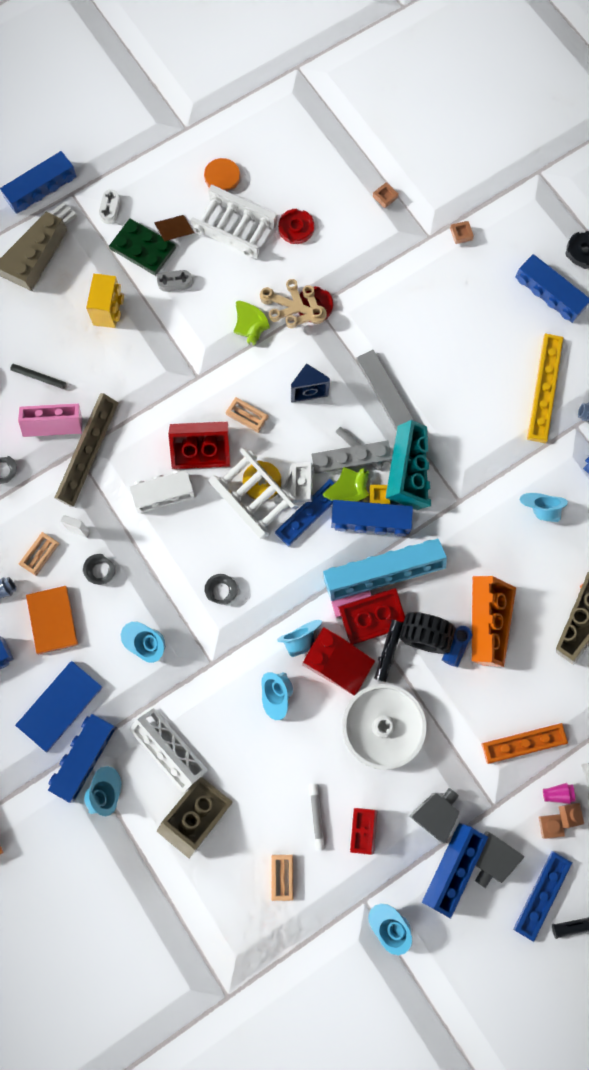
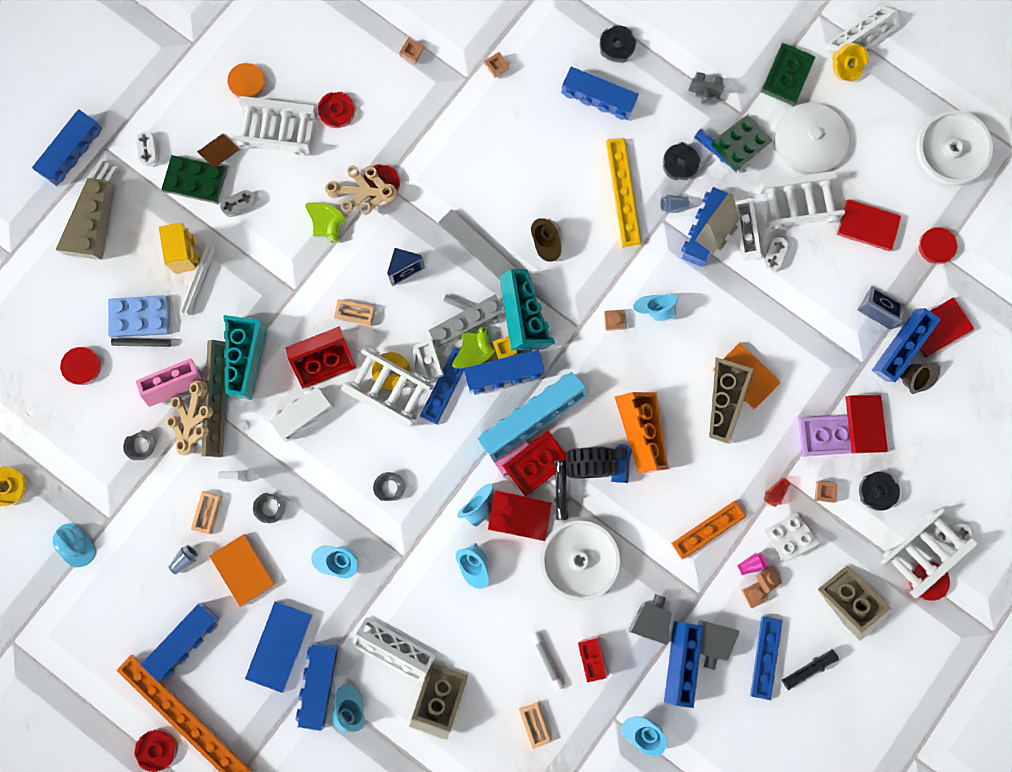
camera: 25 degrees left, 5 degrees up
(45, 352) = (138, 316): none -> light blue plate
(45, 479) = (185, 441): none -> tan plant
(112, 336) = (198, 279): none -> white axle
(128, 417) = (243, 354): none -> teal wedge
(456, 405) = (546, 239): none -> dark brown piece
(496, 505) = (614, 320): none -> nougat plate

